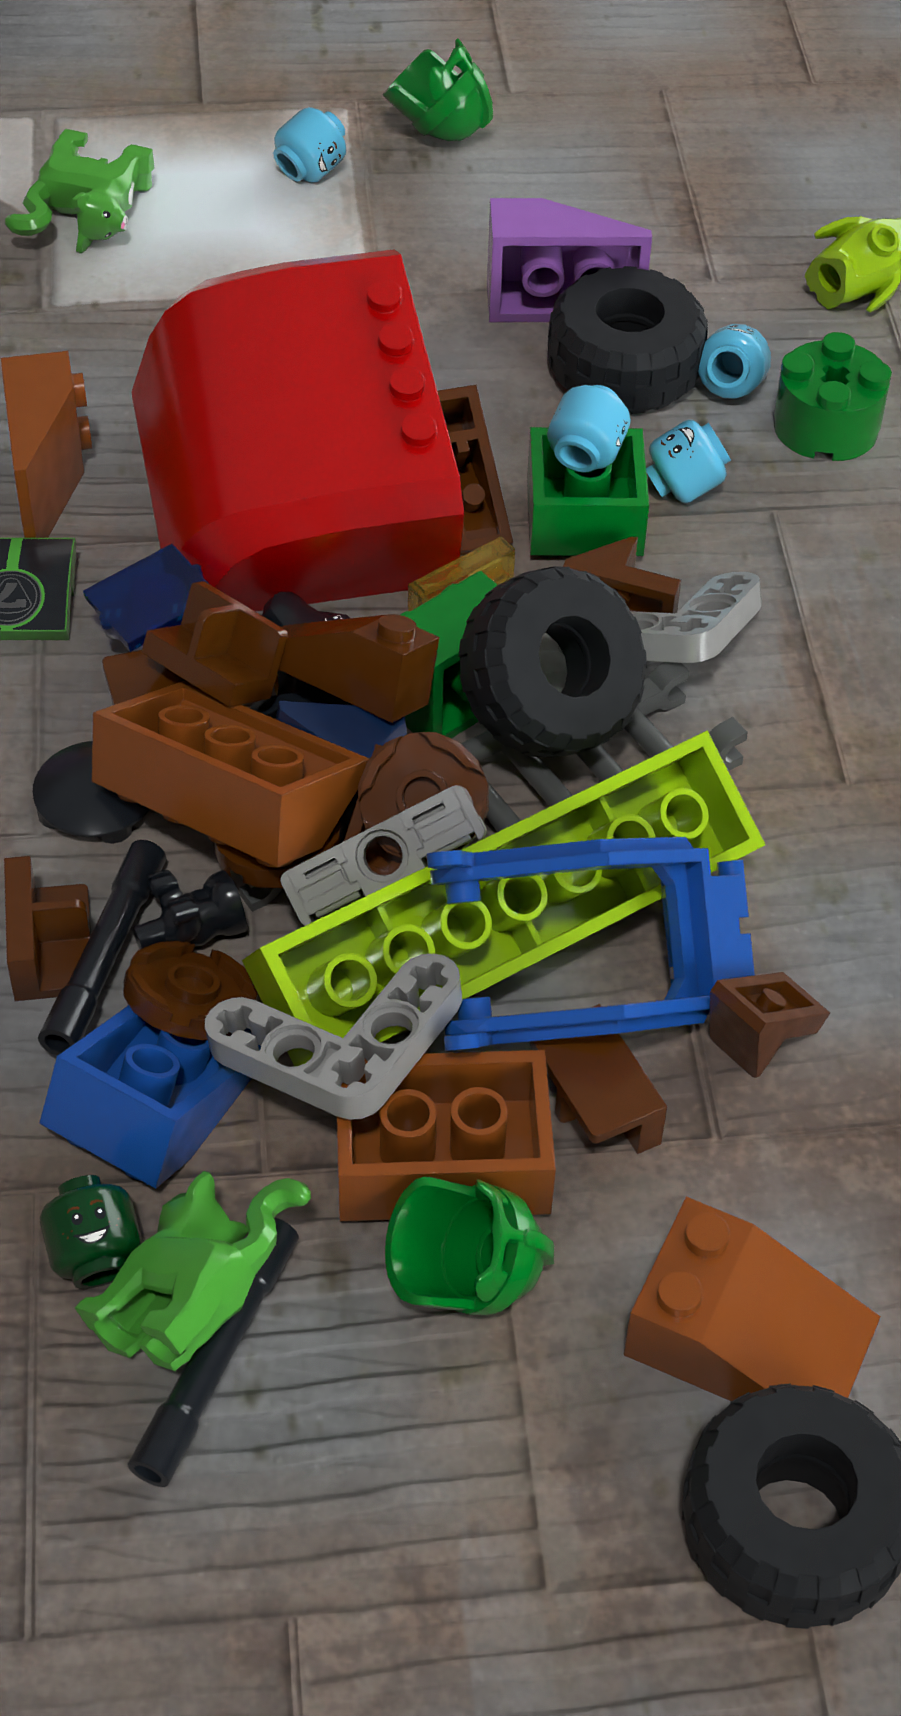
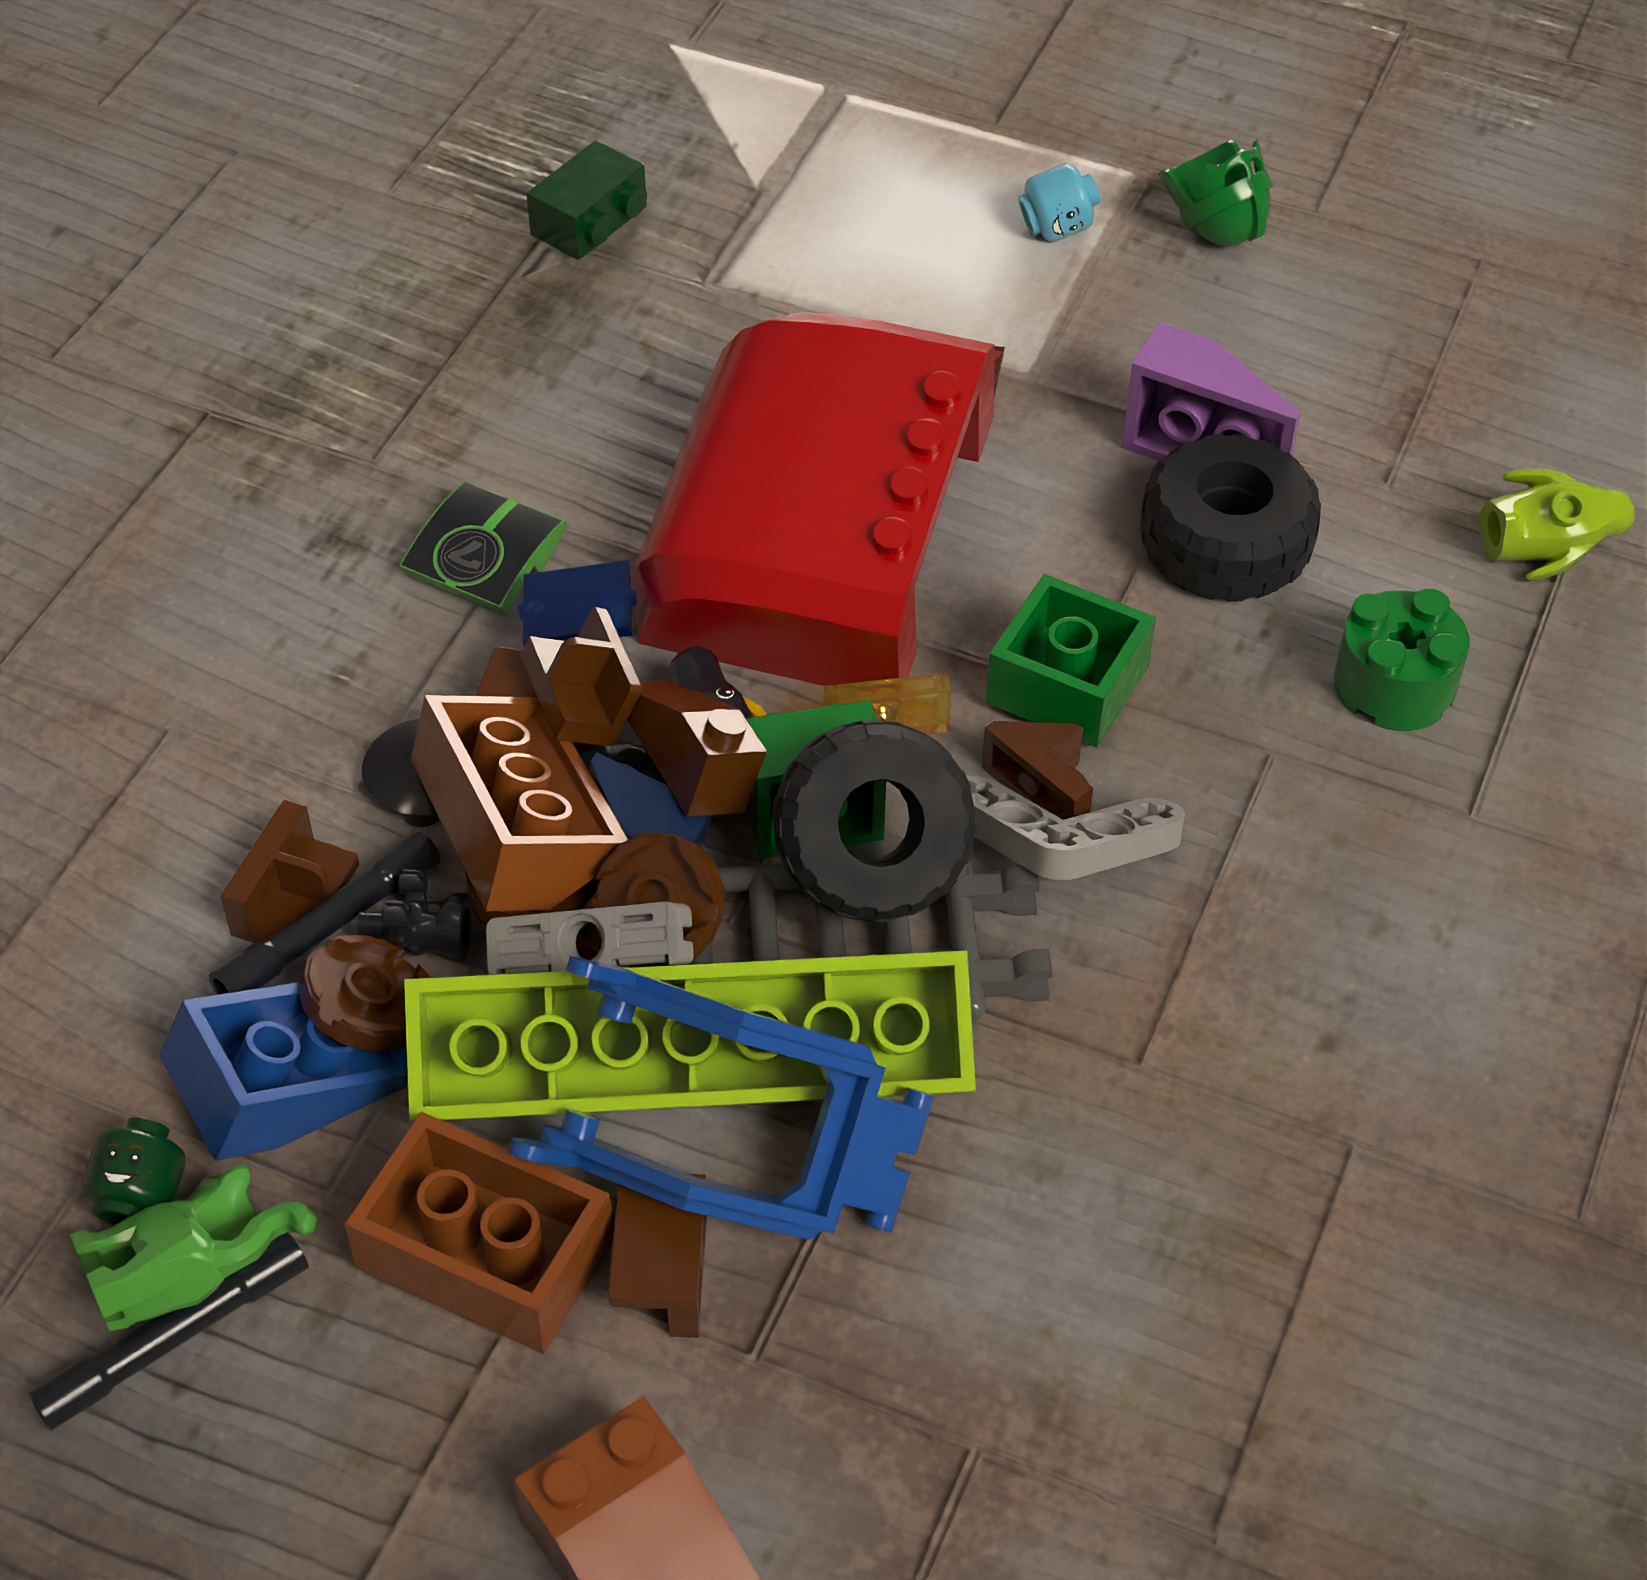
camera: 30 degrees right, 0 degrees up
(45, 435) = (586, 416): dark orange slope -> none
(86, 188) = (811, 177): bright green animal -> none
(335, 1057) = (417, 1117): light grey beam -> none
(463, 1247) = (424, 1346): green helmet -> none
(481, 492) = (970, 591): reddish brown slope -> none
(588, 428) = (1085, 596): medium azure head -> none
(687, 461) = (1202, 668): medium azure head -> none
(734, 361) = (1327, 579): medium azure head -> none
(757, 1014) = (870, 1254): reddish brown slope -> none

